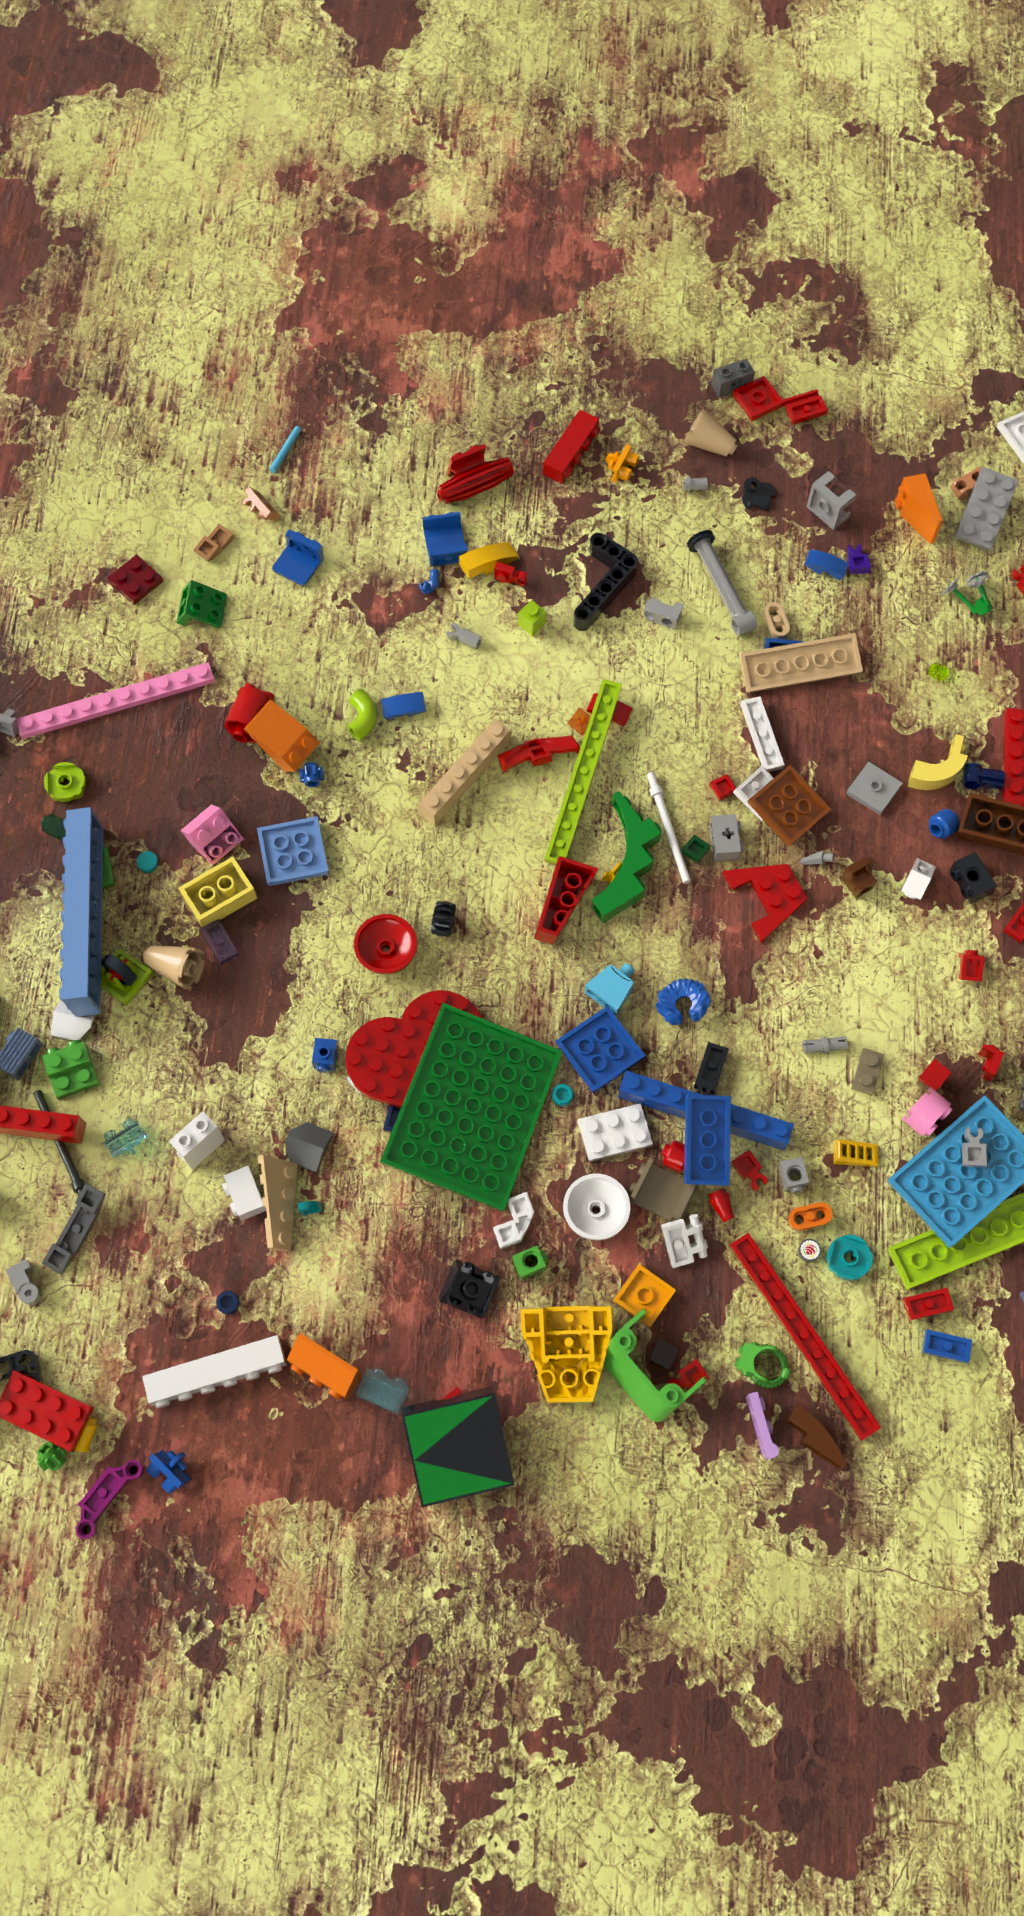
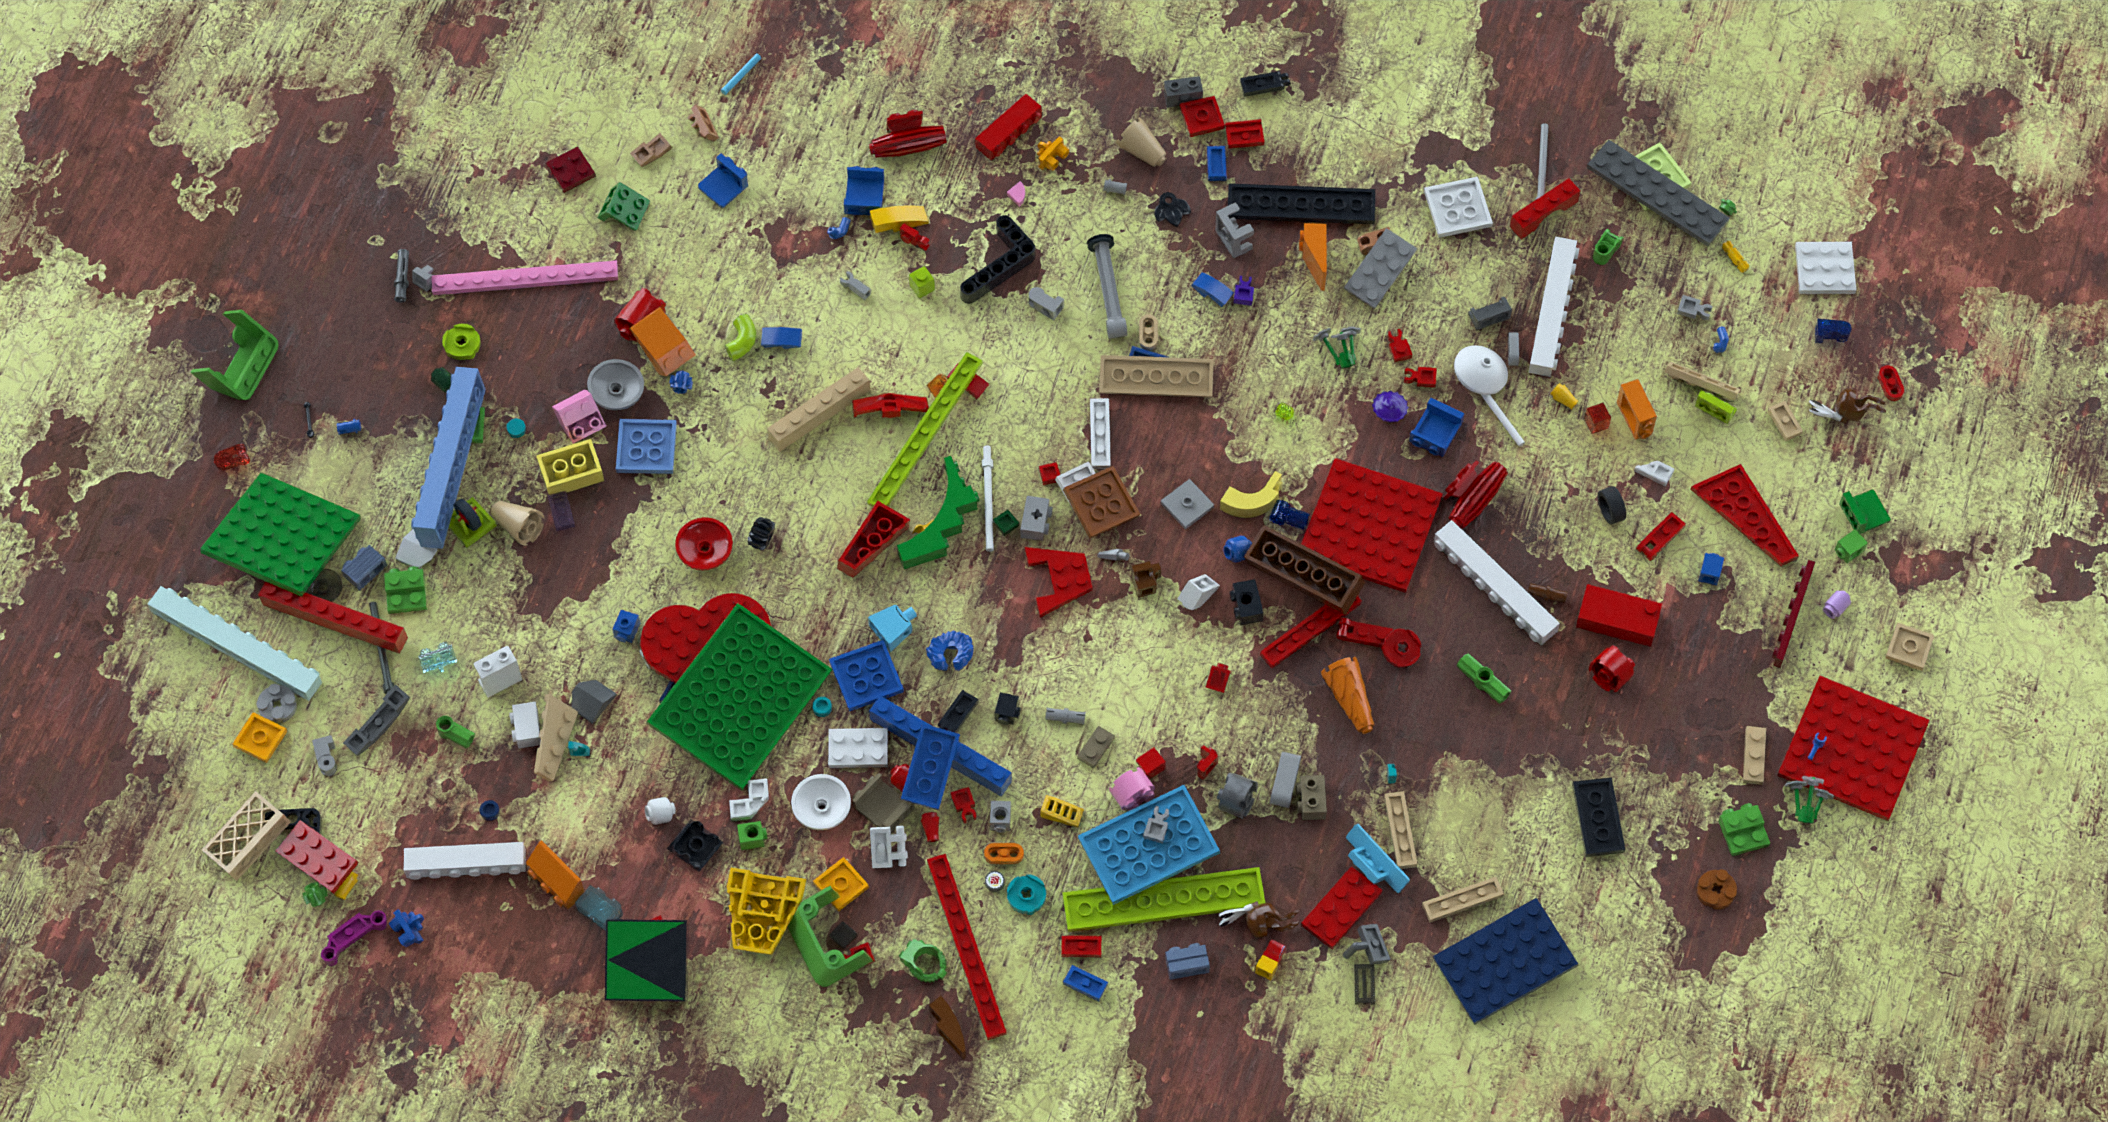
camera: 15 degrees right, 5 degrees down
(167, 1220) = (455, 732): none -> bright green piece
(240, 783) = (612, 376): none -> light grey dish
(419, 1258) = (659, 810): none -> white head
(599, 510) = (1017, 193): none -> bright pink tile
(762, 1052) = (1007, 709): none -> black brick
(762, 1426) = (906, 1008): lavender plate -> none
(786, 441) = (1216, 163): none -> blue tile
(807, 355) = (1264, 83): none -> black hinge
(886, 461) = (1302, 203): none -> black plate

